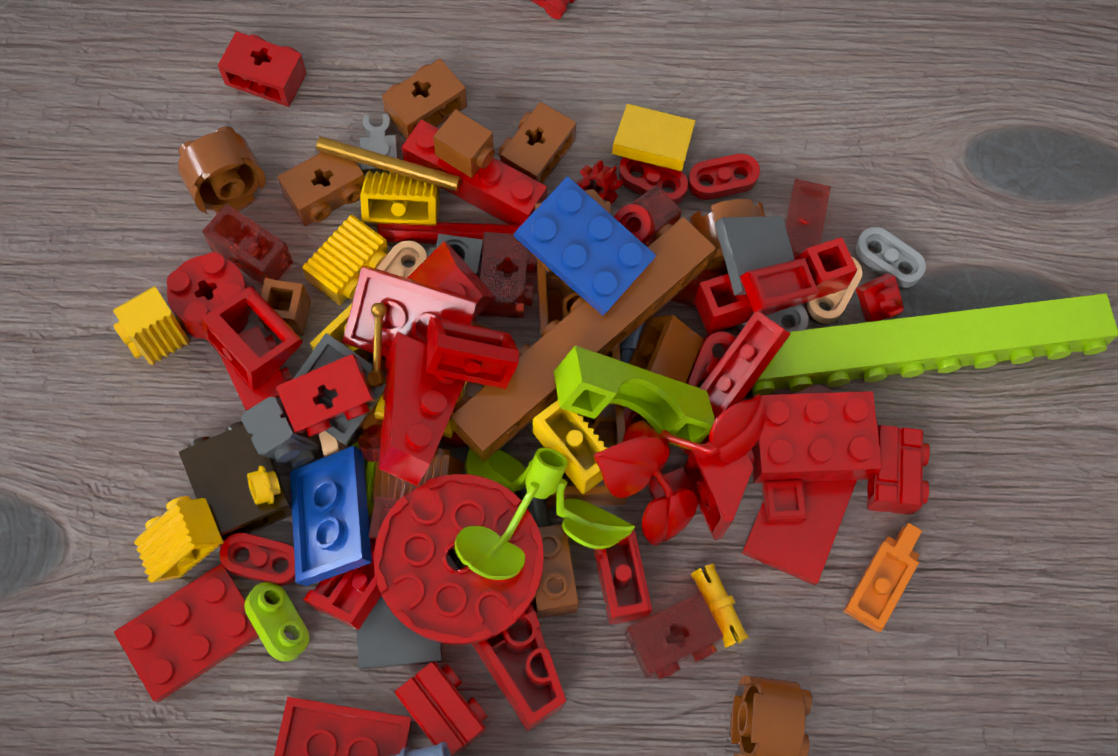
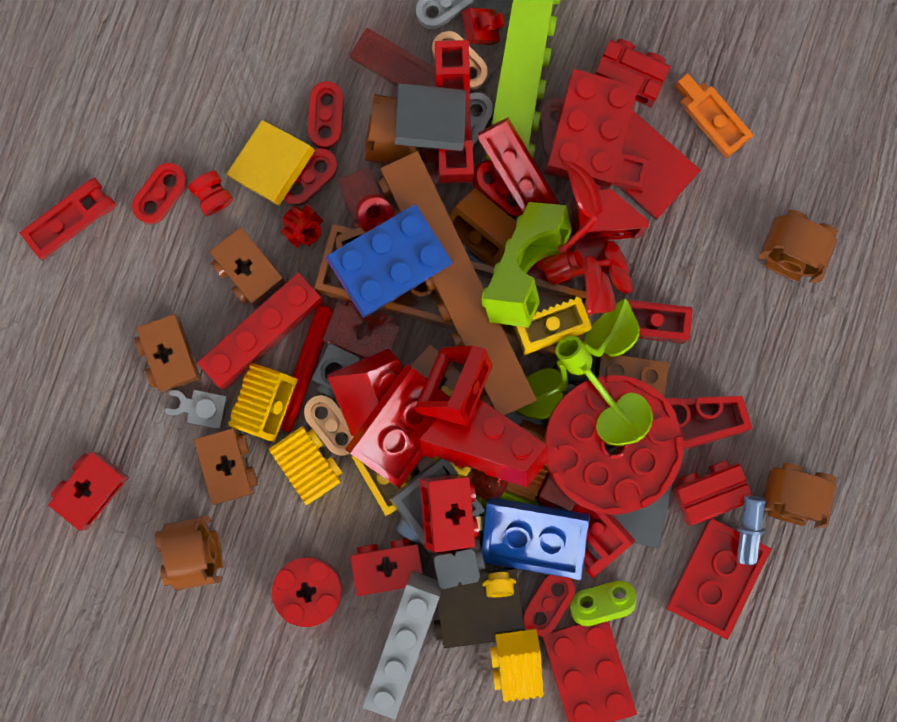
camera: 75 degrees left, 15 degrees up
(149, 326) = (323, 648): yellow brick -> none
(170, 404) = (403, 645): none -> light grey brick
(235, 351) = (374, 580): red tile -> none
(247, 245) = (270, 547): clear red brick -> none
(289, 301) = (337, 529): dark orange brick -> none
(376, 377) = (442, 467): pearl gold hinge -> none
(388, 163) = (232, 404): pearl gold bar -> none
(464, 144) = (245, 331): dark orange brick -> none
(586, 48) = (157, 192): none -> red plate
(599, 95) = (210, 193): none -> red wheel
(689, 618) = (698, 281): clear red brick -> none
(720, 605) = (694, 252): yellow pin -> none
(779, 285) = (465, 110): red tile -> none

